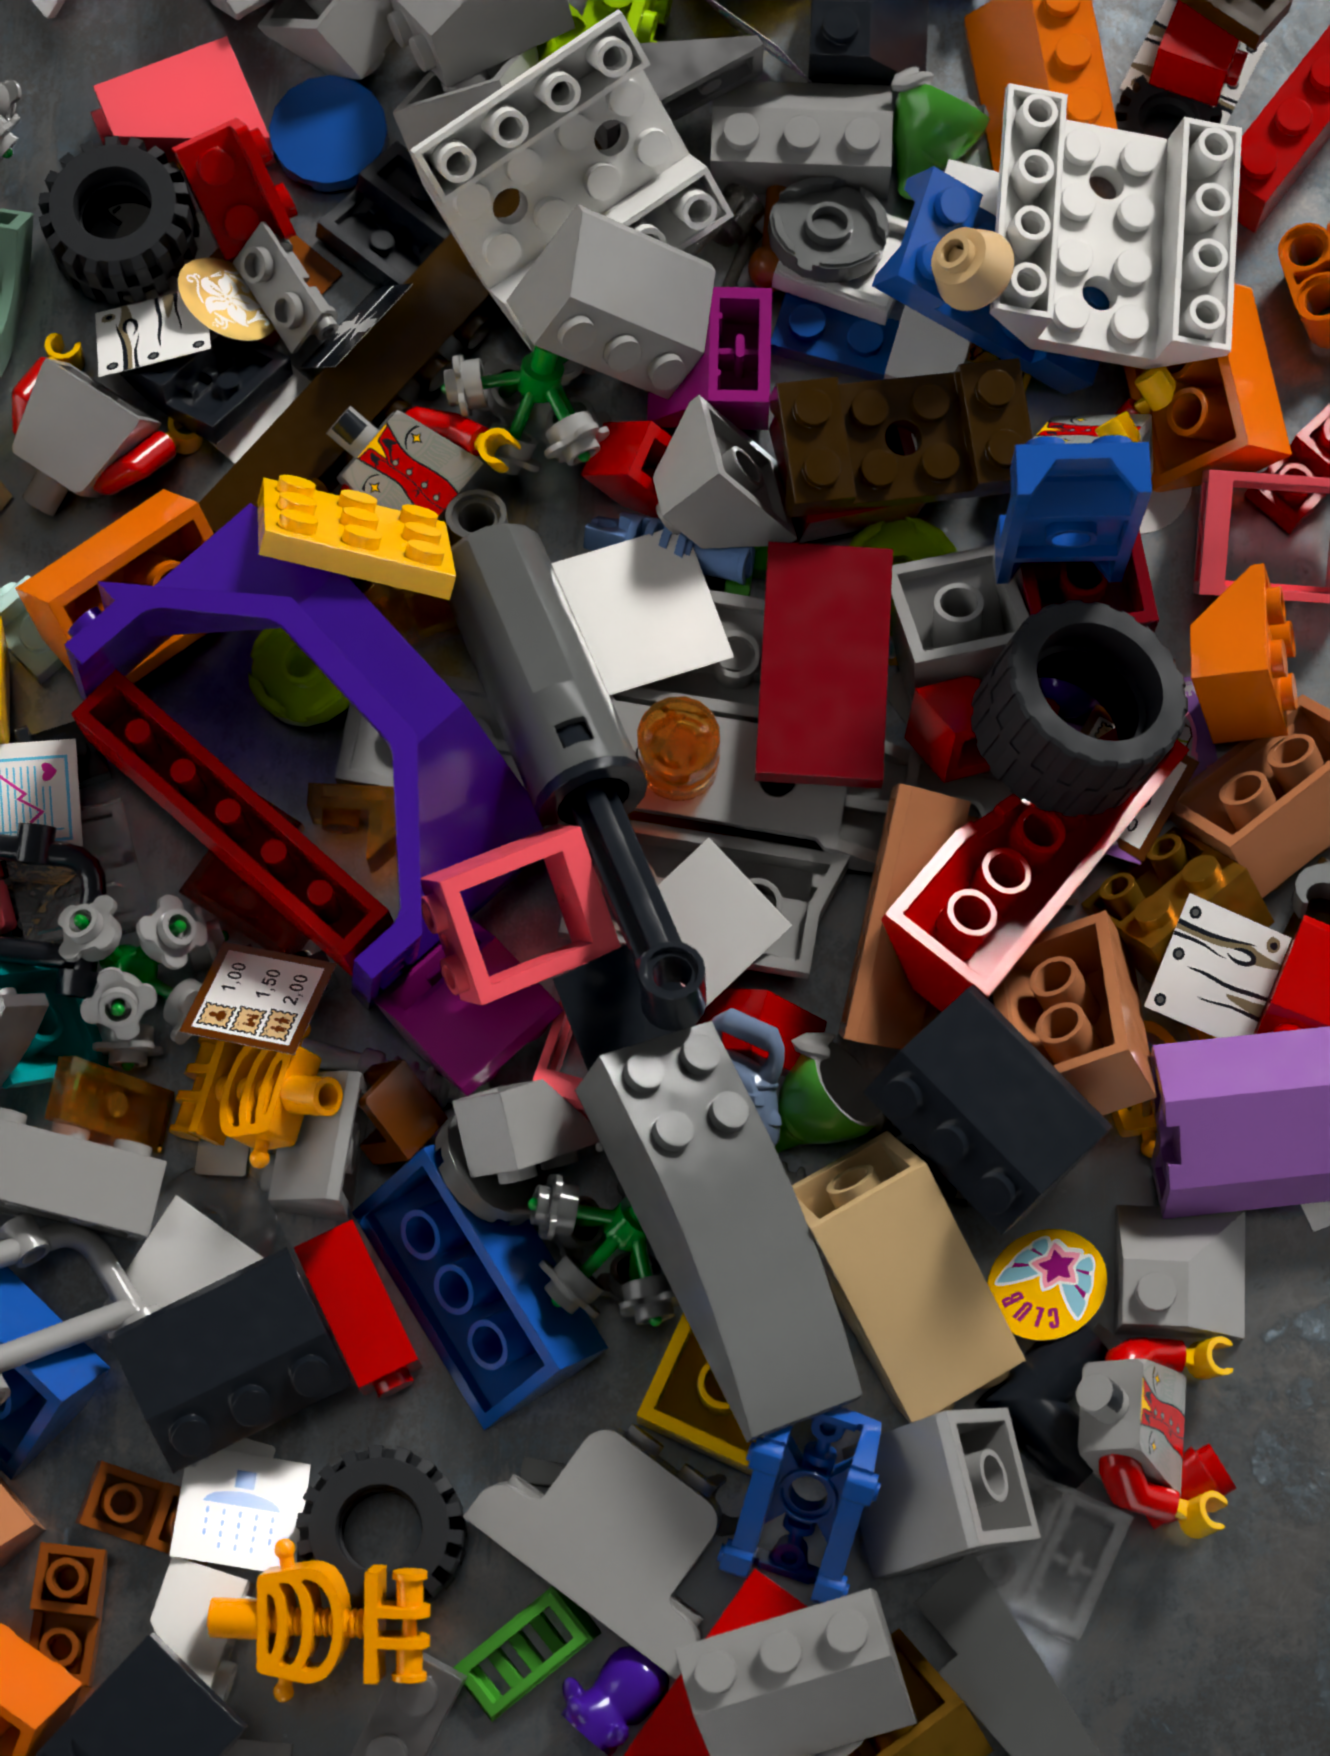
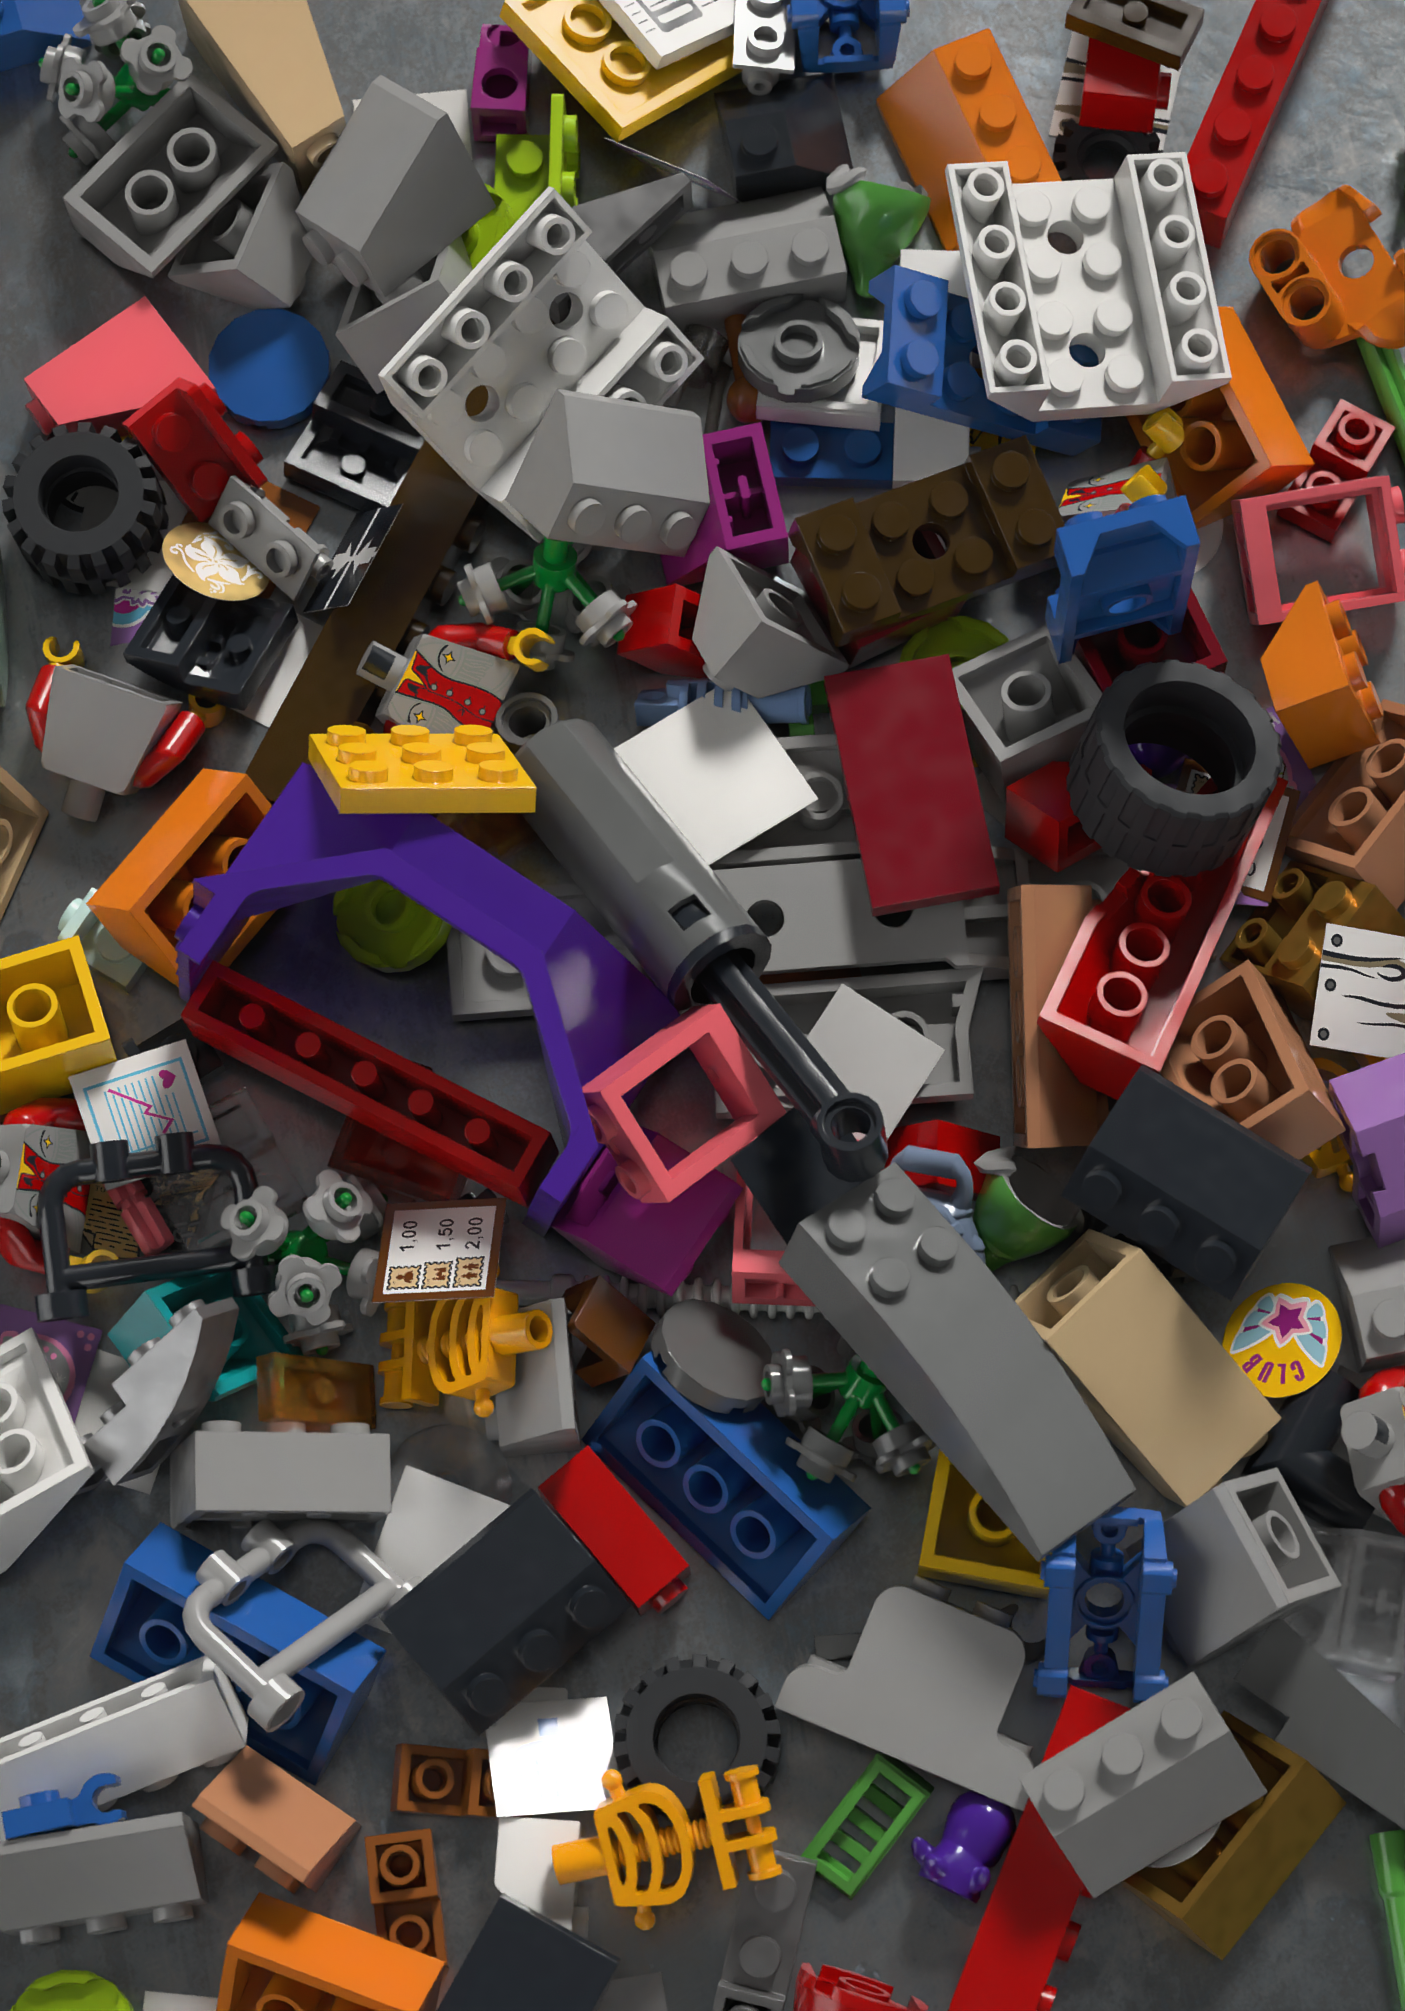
camera: 10 degrees left, 0 degrees up
(147, 334) = (145, 616): white sticker -> none
(222, 1160) = (439, 1420): white sticker -> none
(346, 807) = (470, 1041): clear orange slope -> none
(519, 1127) = (732, 1314): light grey slope -> none
(679, 748) = (792, 902): clear orange wheel -> none
(972, 267) = (960, 358): tan cone -> none

